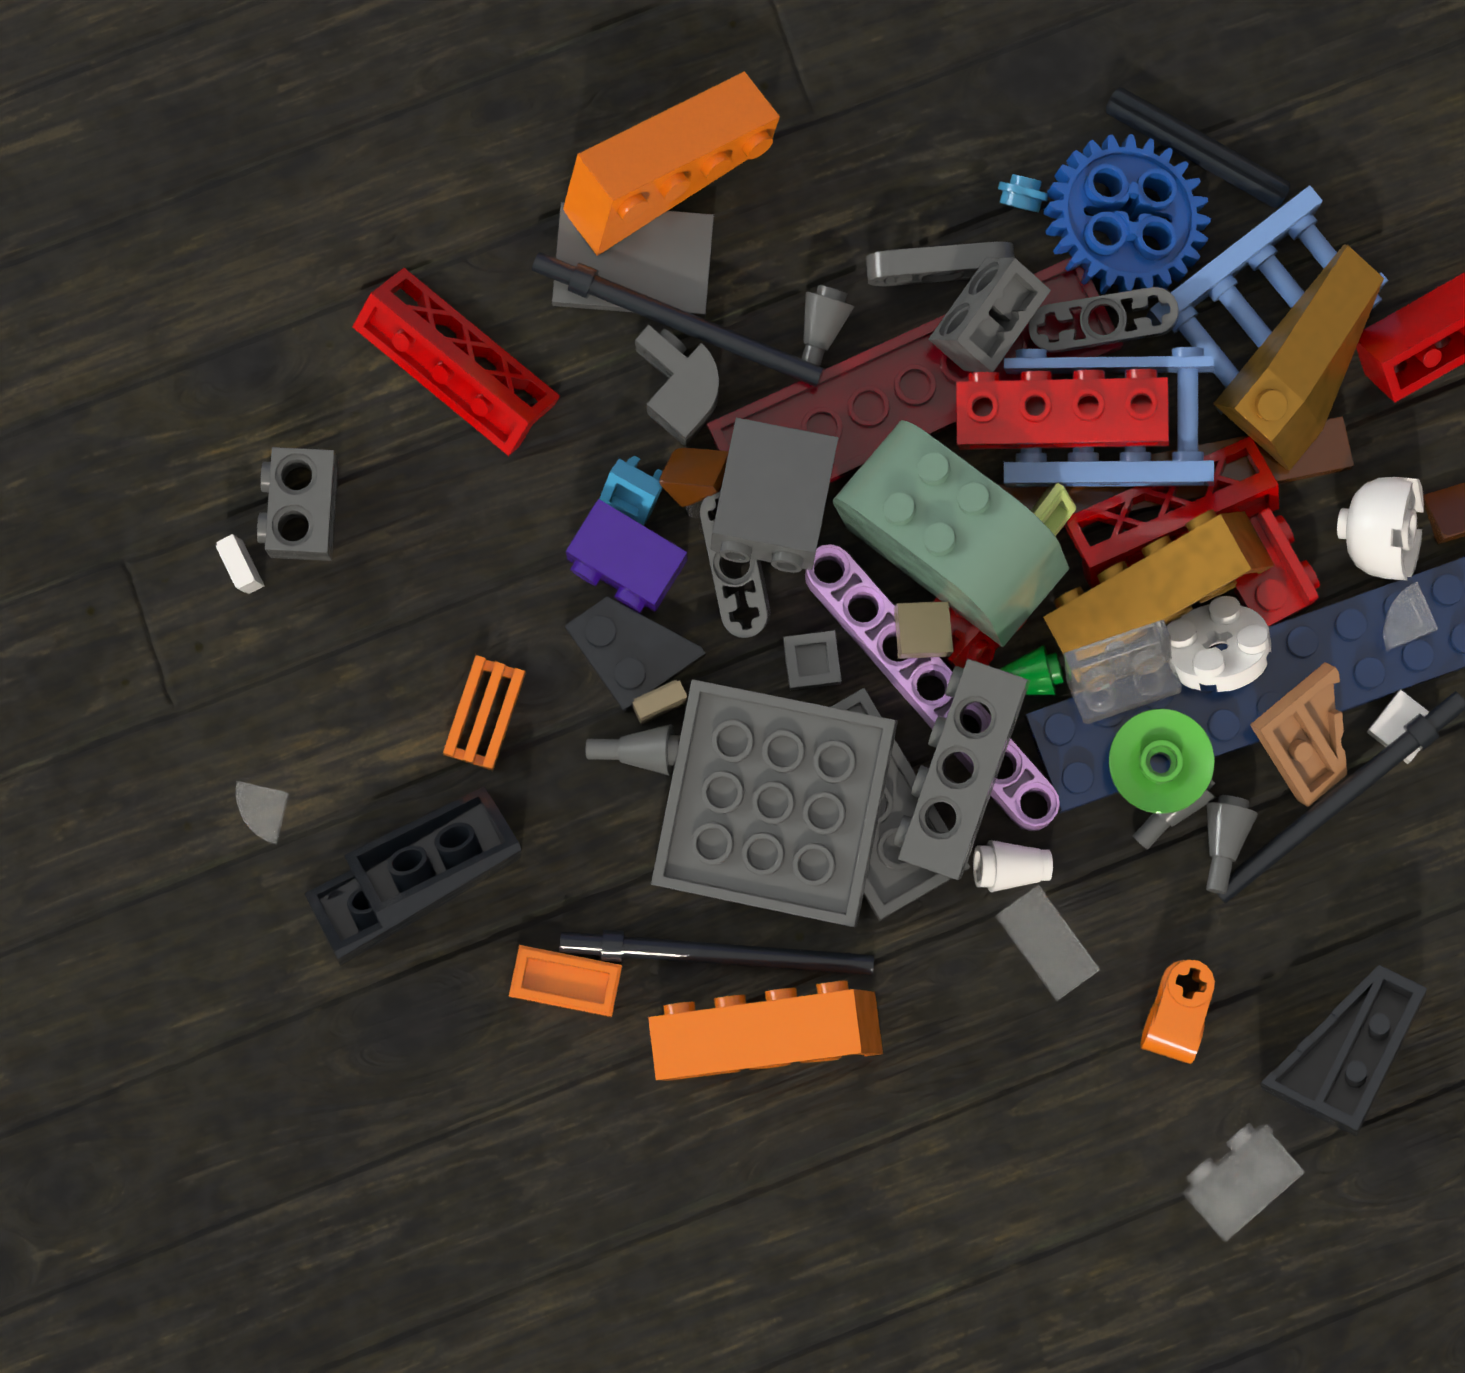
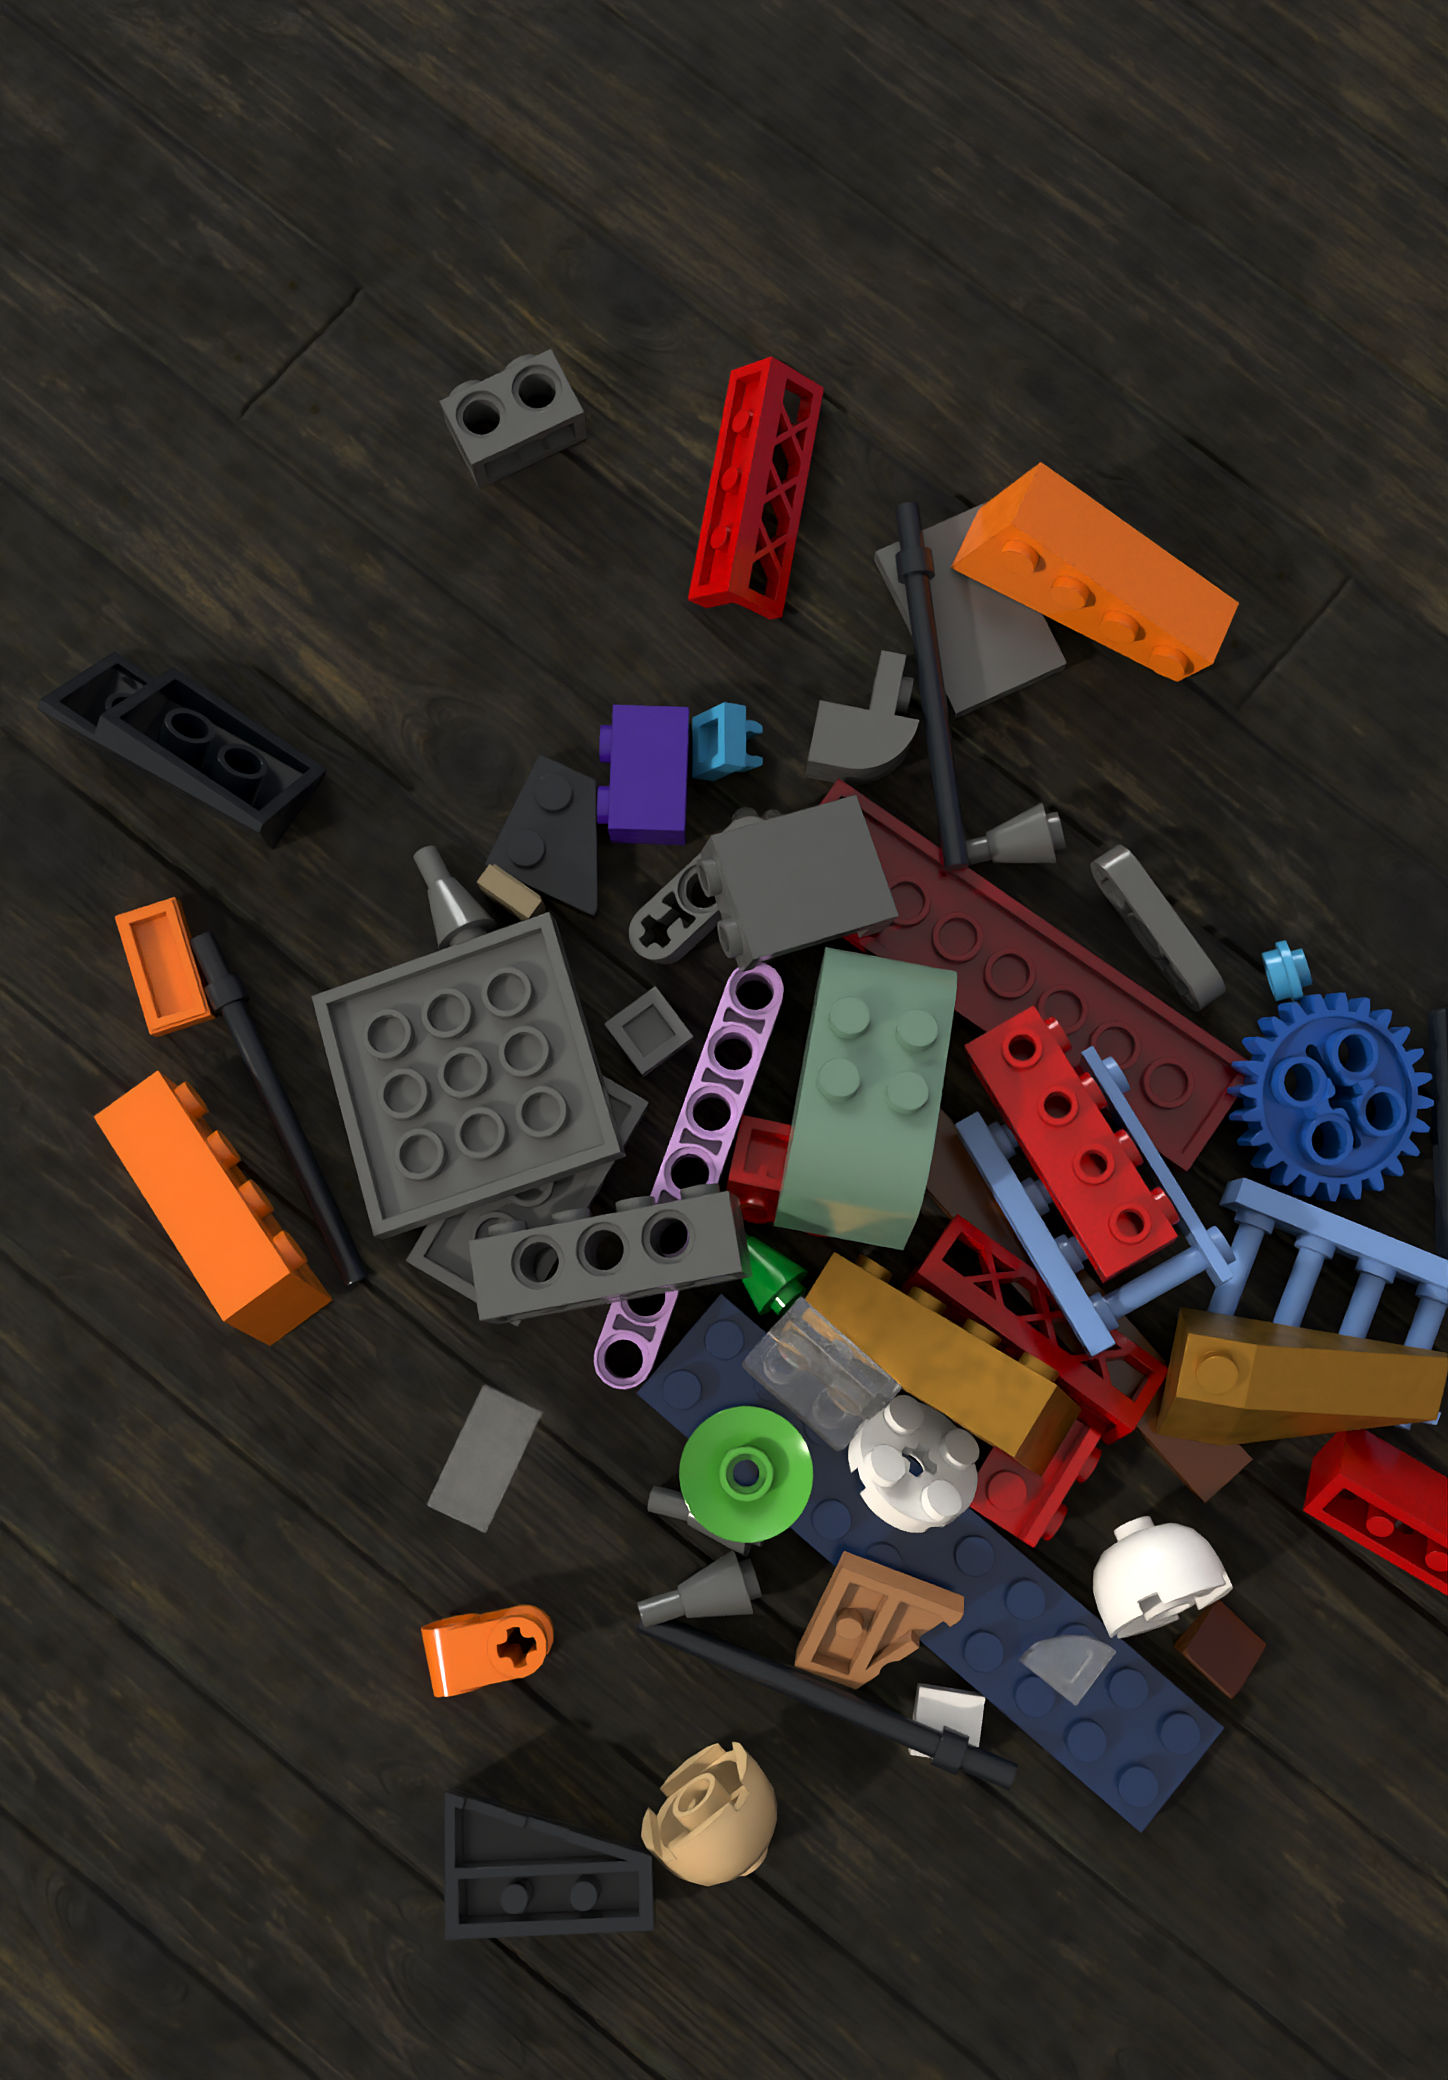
camera: 60 degrees right, 0 degrees up
(239, 564) = (416, 392): white tile -> none
(262, 809) = (177, 561): clear tile -> none
(497, 671) = (397, 703): orange tile -> none
(693, 474) = (771, 789): reddish brown slope -> none
(923, 630) = (742, 1128): dark tan tile -> none
(989, 314) = (1132, 1004): dark grey brick -> none
(1010, 865) = (544, 1370): white cone -> none
(1054, 507) = (954, 1196): yellowish green slope -> none
(1140, 302) = (1182, 1085): dark grey beam -> none
(1241, 1181) = (337, 1824): clear bracket -> none
(1377, 914) = (713, 1818): none -> tan cylinder

